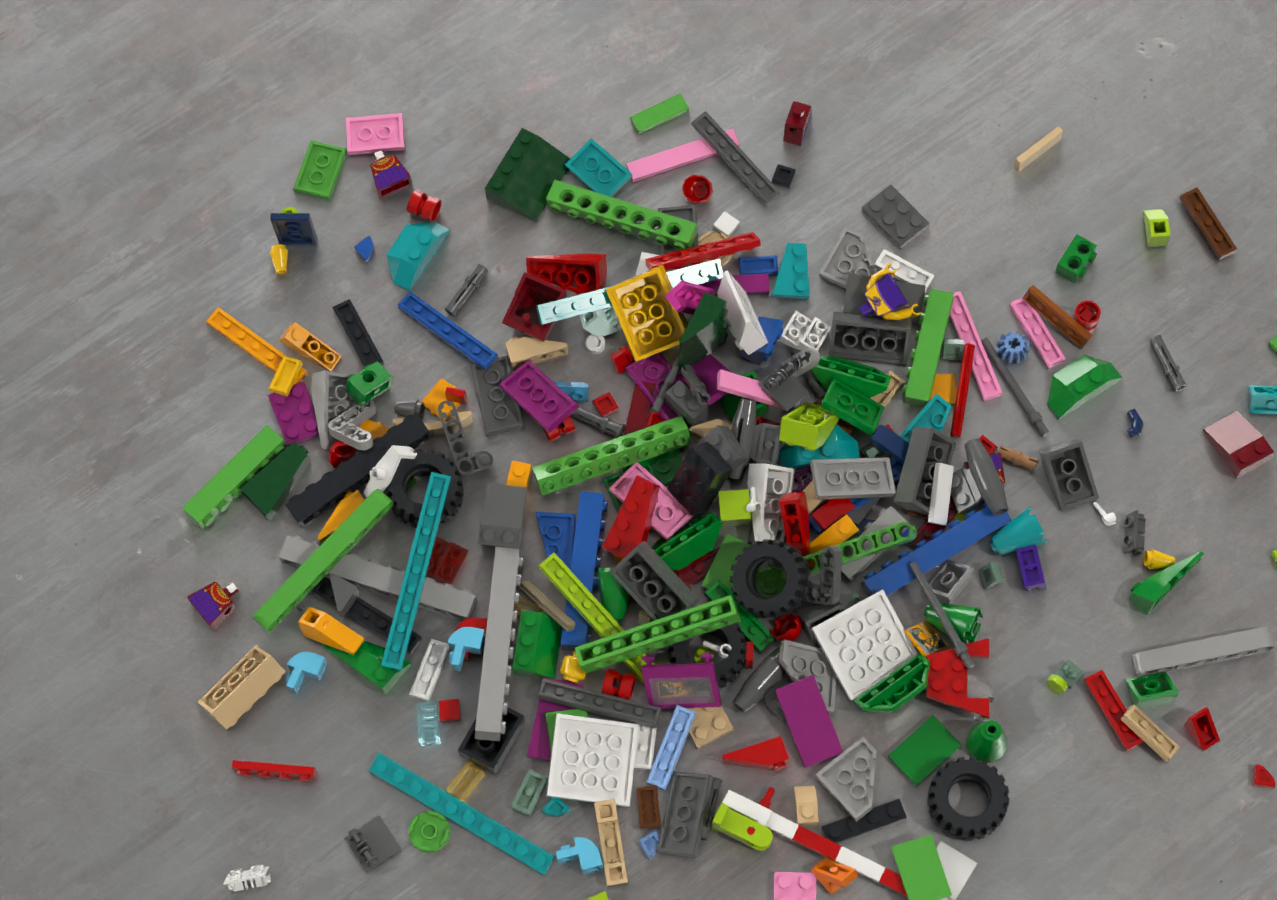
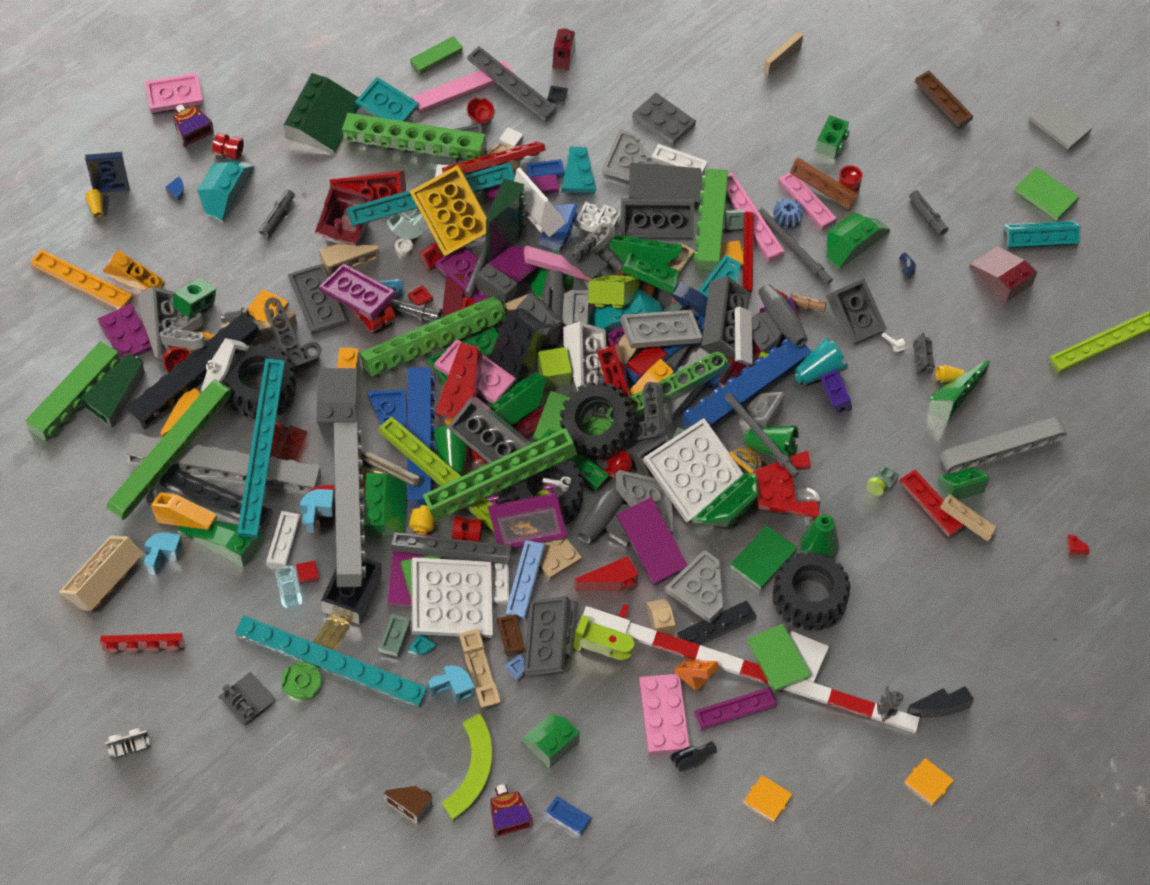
camera: 15 degrees left, 10 degrees down
(214, 603) = (65, 502): torso -> none
(285, 376) = (113, 299): yellow tile -> none
(320, 170) = (125, 127): bright green tile -> none
(344, 594) = (193, 477): dark grey slope -> none
(357, 333) = (176, 258): black tile -> none
(447, 331) = (263, 248): blue tile -> none
(456, 395) = (283, 297): red tile -> none
(686, 296) = (480, 191): dark pink fence -> none
(697, 388) = (505, 266): dark grey pin -> none
(749, 655) = (587, 496): red tile -> none
(753, 506) = (573, 359): white hand -> none
(886, 297) = (668, 179): torso -> none
(991, 574) = (799, 401): sand green tile -> none
(1156, 227) = (899, 106): lime slope -> none
(1202, 729) = (1014, 508): red slope -> none

